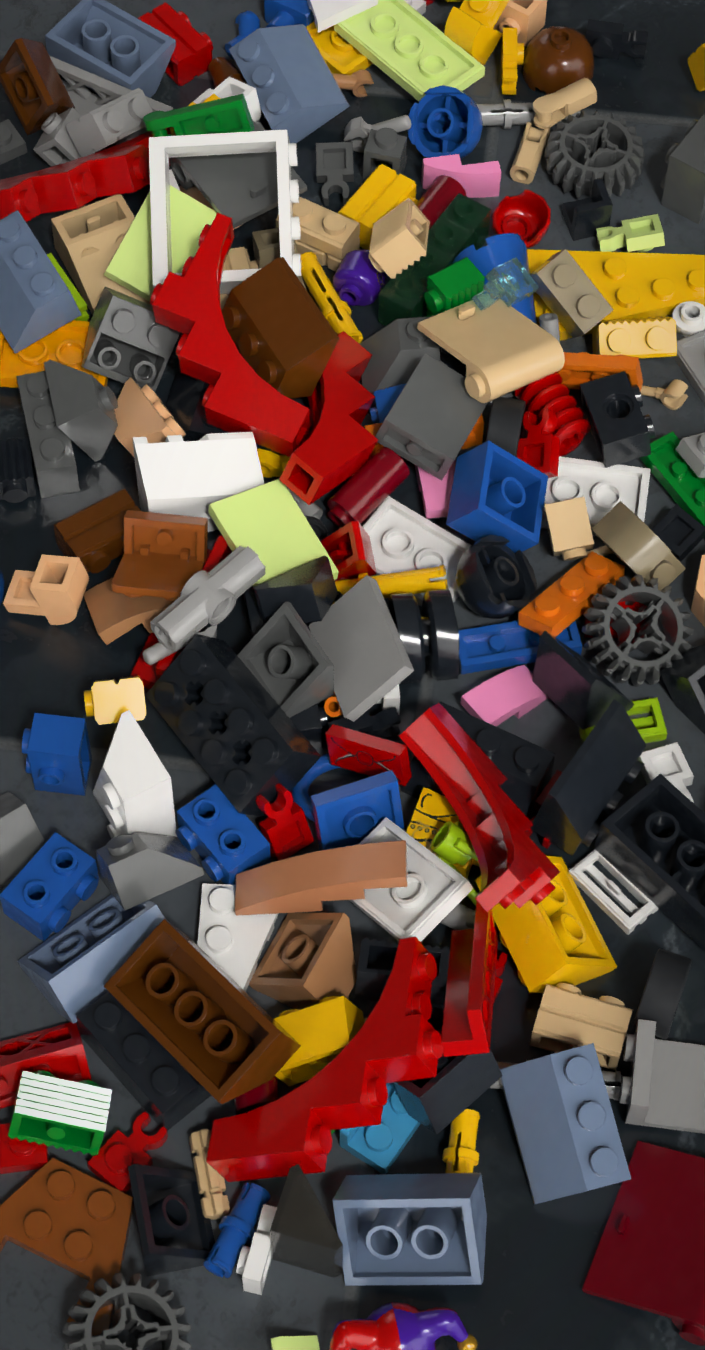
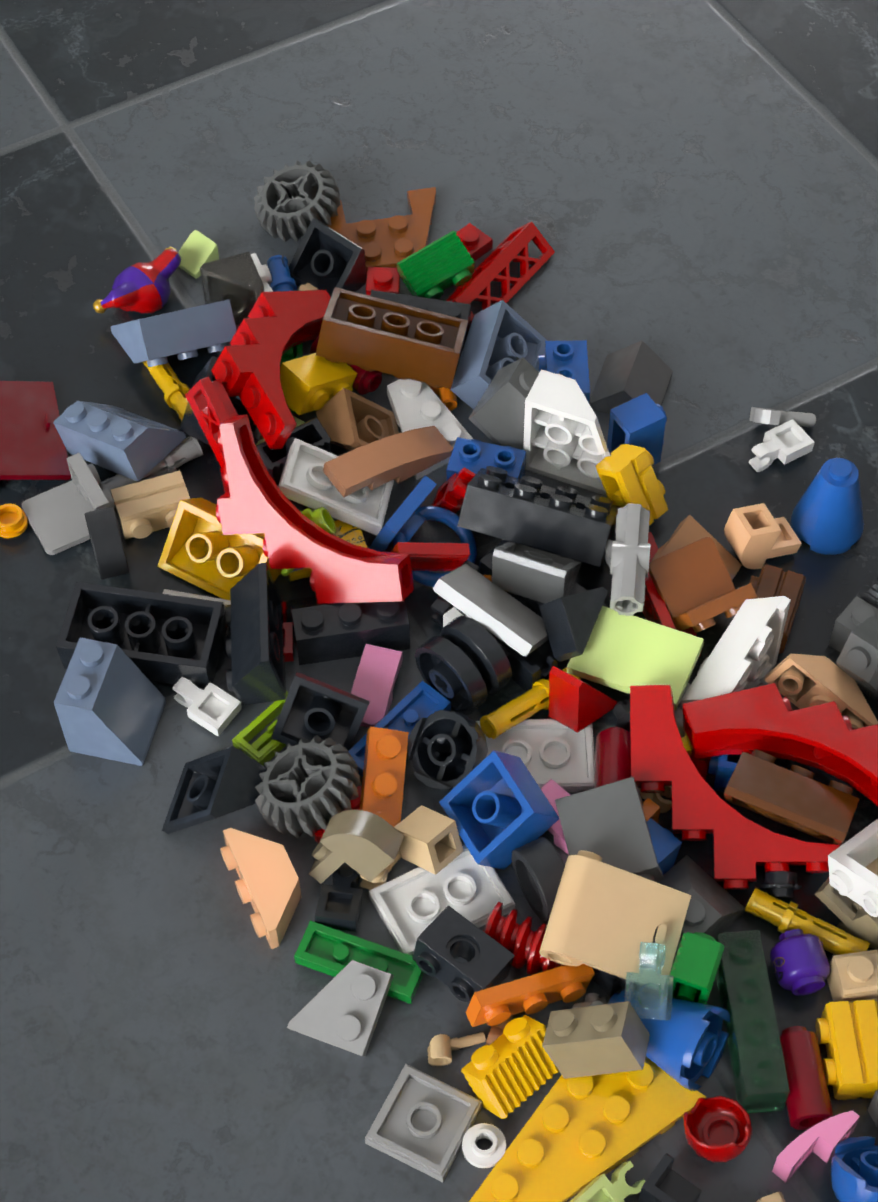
camera: 145 degrees right, 5 degrees down
(399, 239) = (787, 984): tan brick -> none
(540, 446) = (503, 881): red plate -> none

